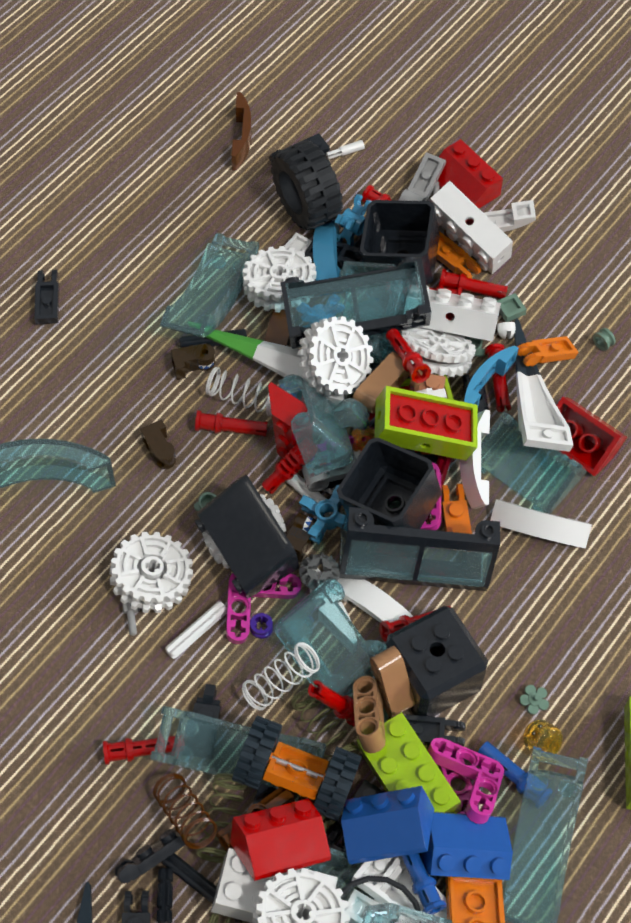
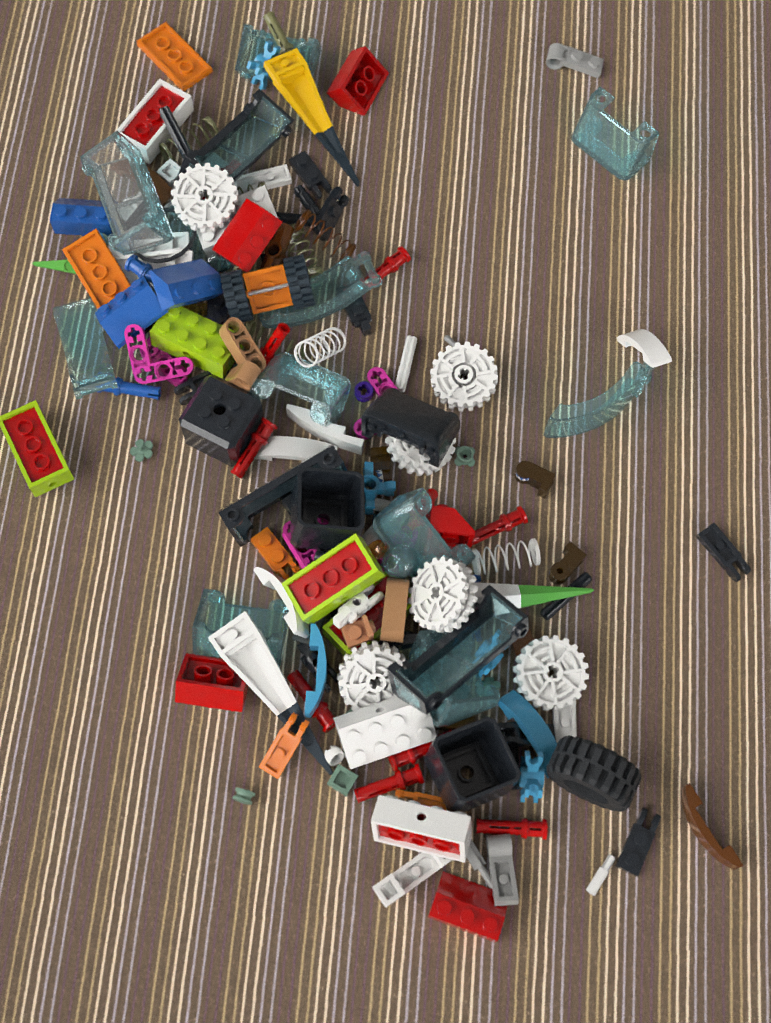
camera: 145 degrees right, 10 degrees up
(211, 289) = (599, 631): clear light blue windscreen -> none
(308, 574) = (341, 445): dark grey gear -> none
(396, 340) = (380, 628): red pin -> none
(541, 524) = (206, 577): white slope -> none
(543, 735) = (119, 417): clear yellow head -> none

